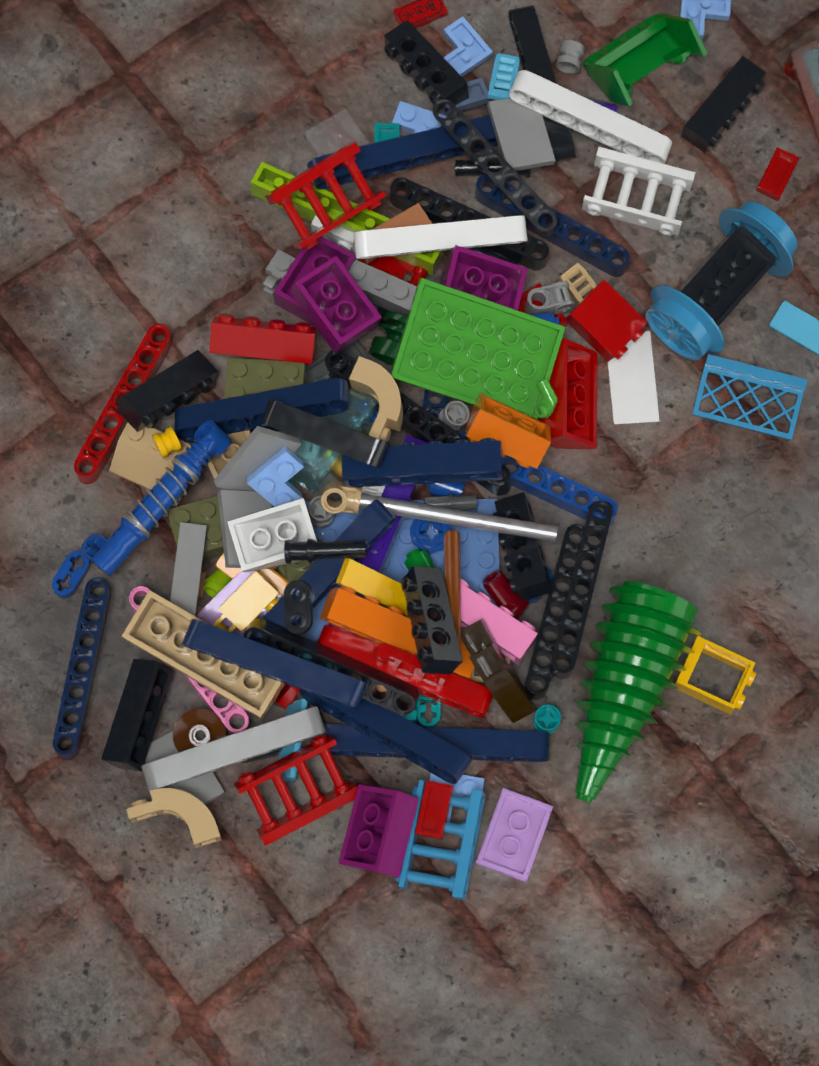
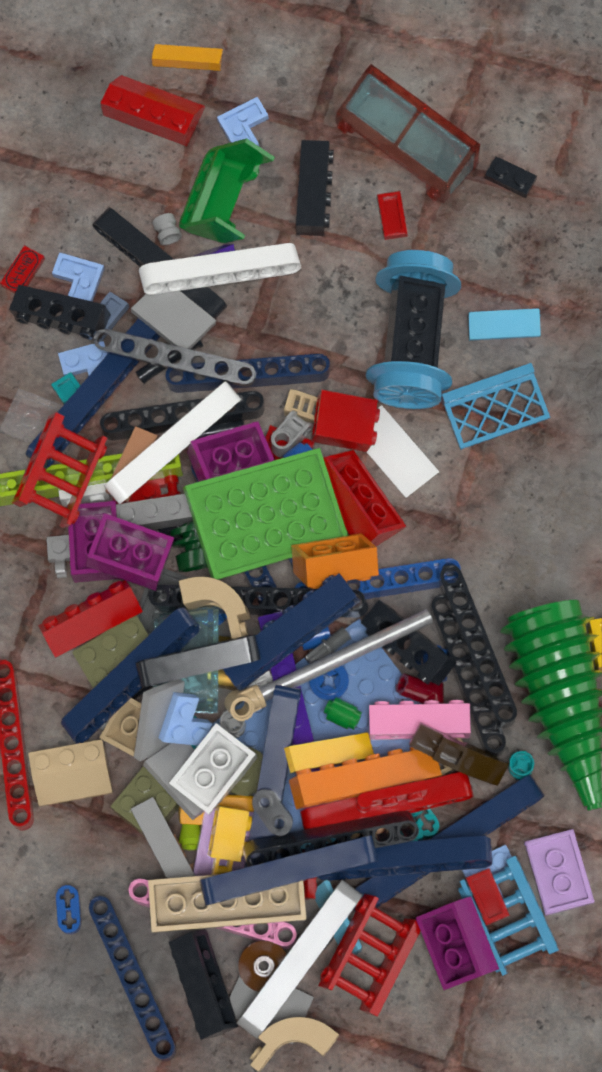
camera: 25 degrees left, 0 degrees up
(135, 527) = (92, 871): blue piece -> none
(166, 442) = (74, 752): yellow wheel -> none
(167, 391) = (43, 711): black brick -> none
(315, 550) = (254, 760): black pin -> none
(431, 620) = (384, 750): black brick -> none
(452, 577) = (383, 718): dark orange axle -> none
(457, 412) = (285, 572): light grey wheel -> none
(503, 76) = (126, 280): medium azure slope -> none
(548, 400) = (347, 515): bright green arm -> none
(637, 167) = (298, 278): white fence -> none

